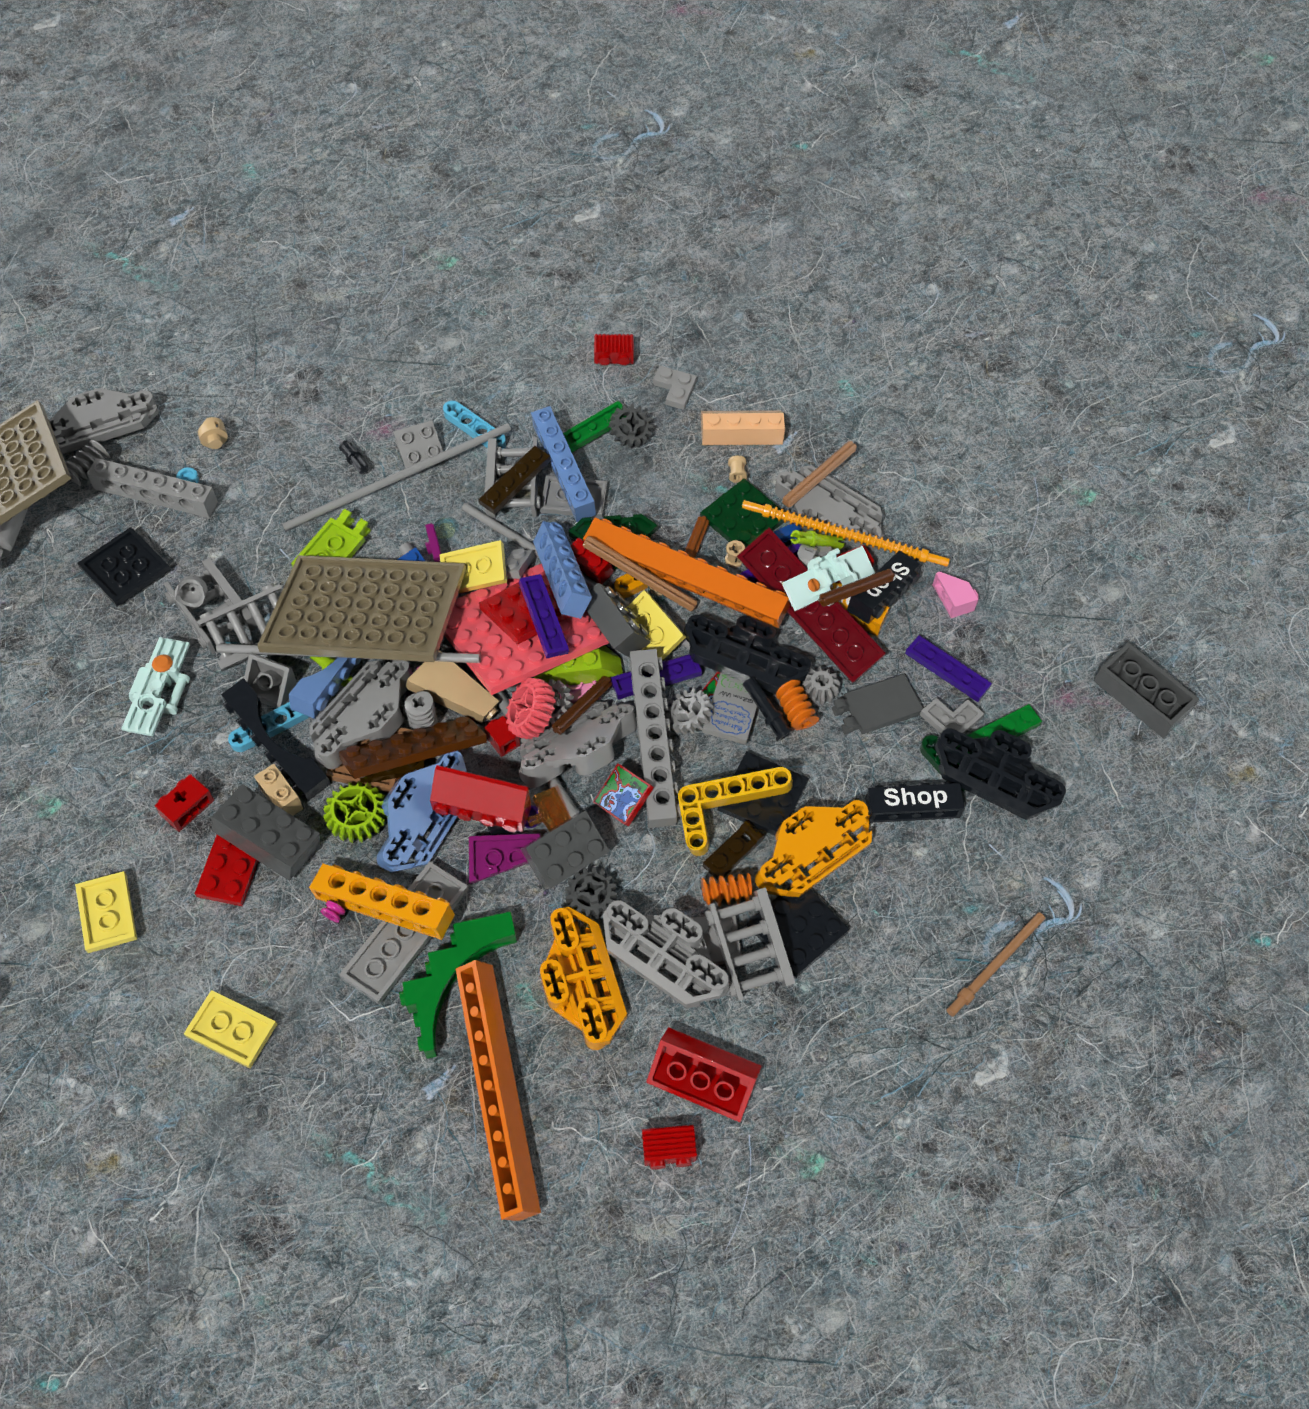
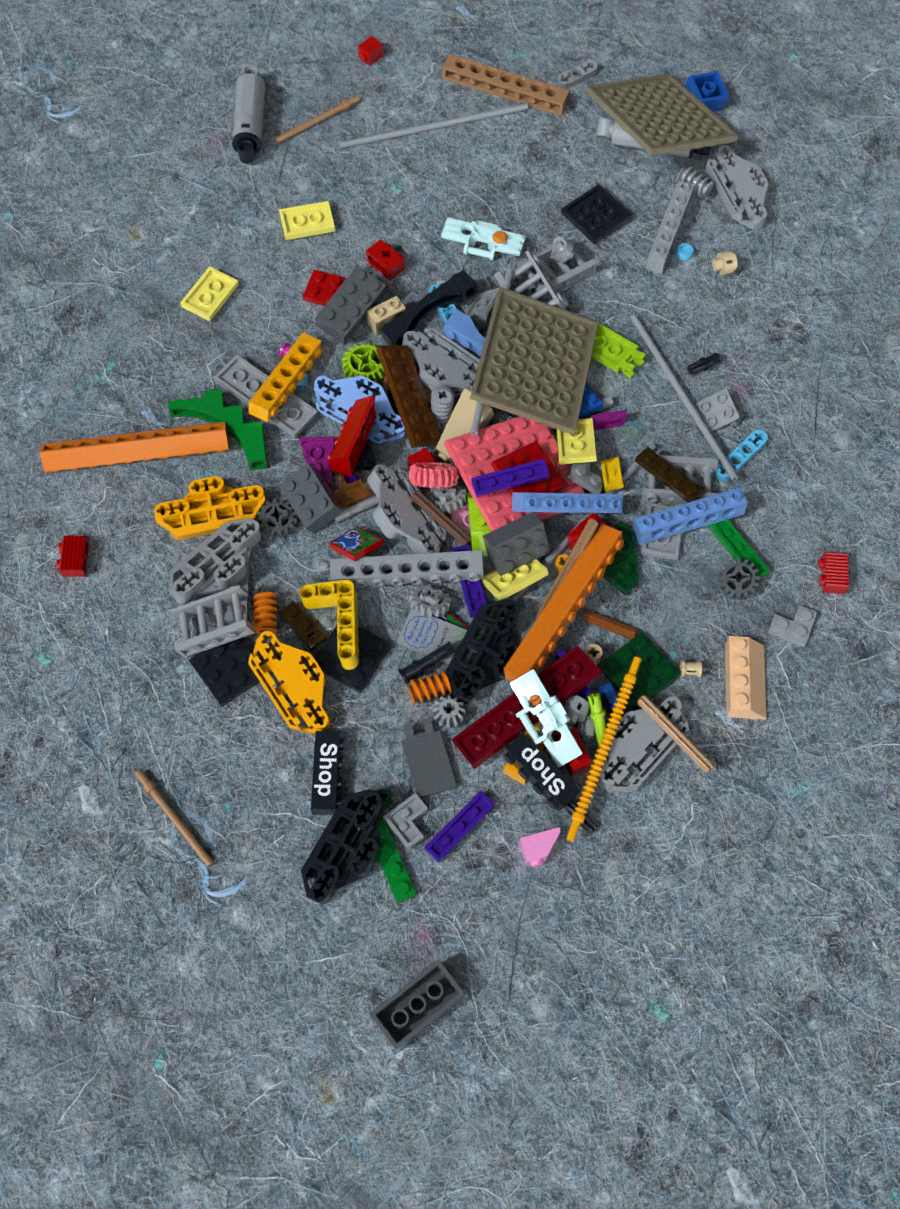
camera: 95 degrees right, 5 degrees up
(512, 538) = (612, 474): none -> yellow plate
(703, 1074) = (122, 584): red slope -> none
(856, 587) = (528, 736): reddish brown axle -> none

